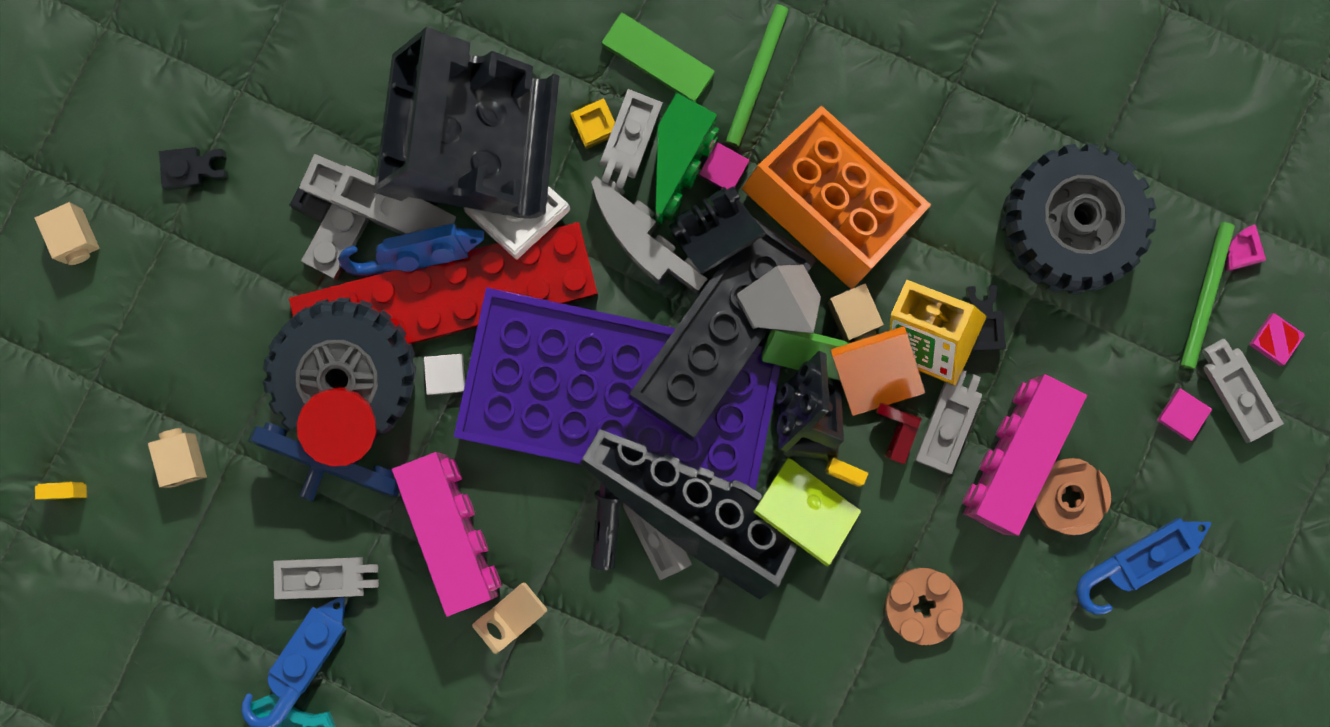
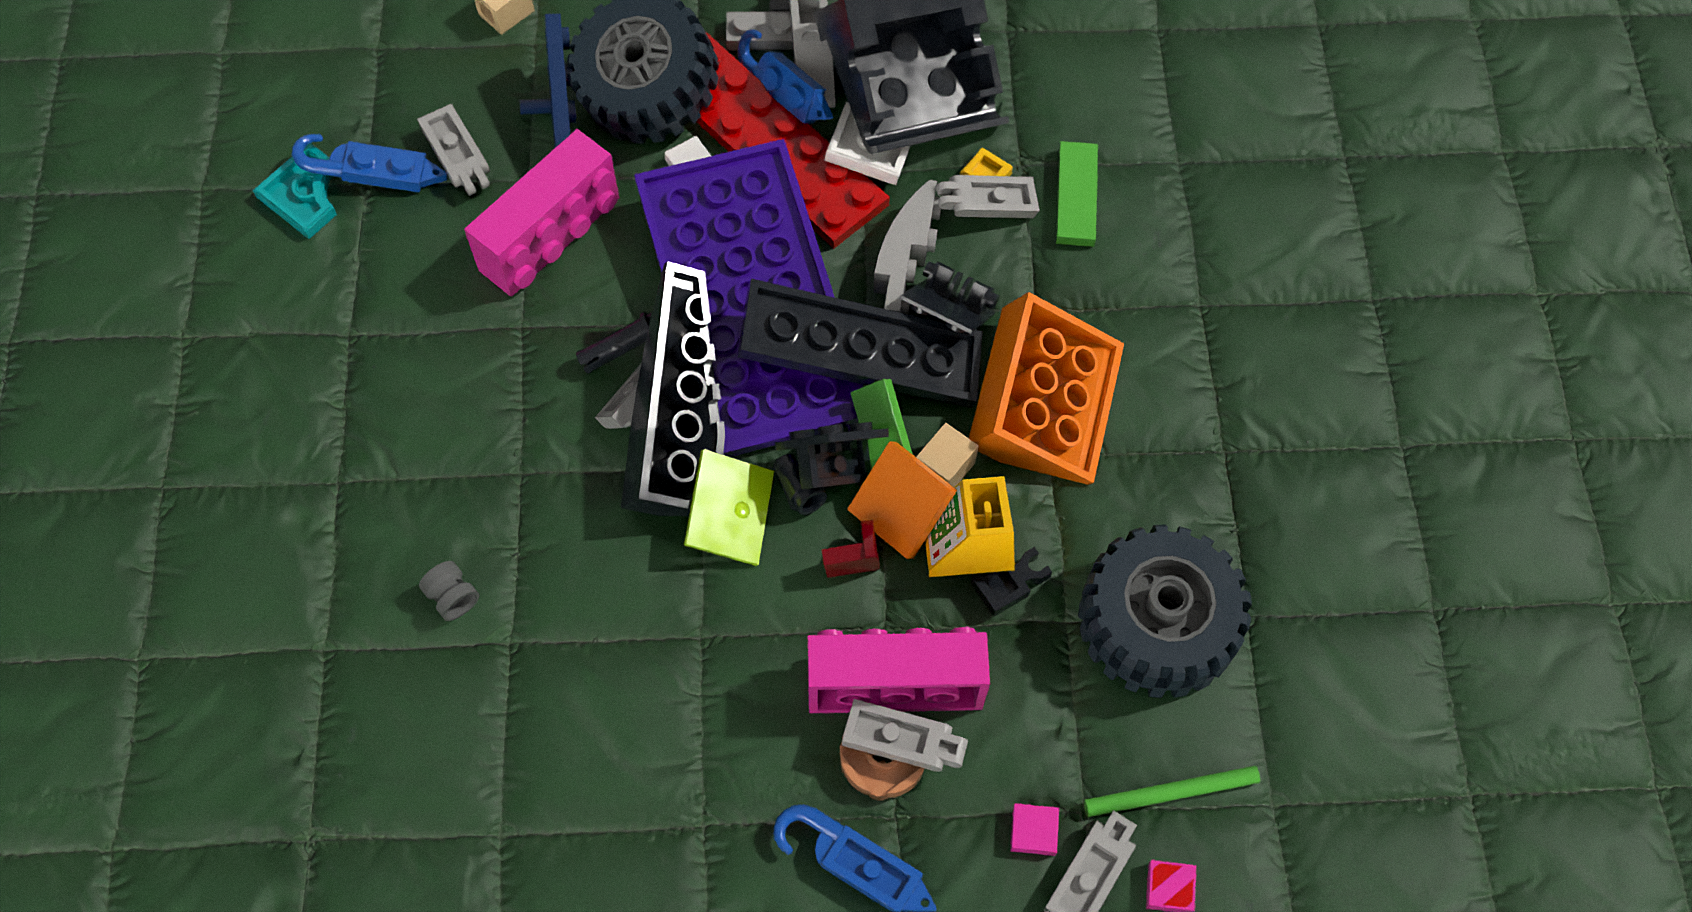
camera: 55 degrees right, 20 degrees down
(336, 427) = (591, 71): red tile -> none
(511, 617) = (495, 309): tan bracket -> none
(683, 137) = (996, 235): green slope -> none
(723, 167) = (1011, 286): dark pink tile -> none
(757, 75) = (1115, 278): bright green bar -> none
(782, 300) = (921, 373): light grey slope -> none
(846, 472) = (787, 525): yellow tile -> none
(912, 625) = (694, 691): nougat plate -> none
(949, 425) = (891, 599): light grey hinge -> none
(1077, 478) = (903, 737): none -> light grey hinge
(1245, 249) = (1241, 805): dark pink tile -> none

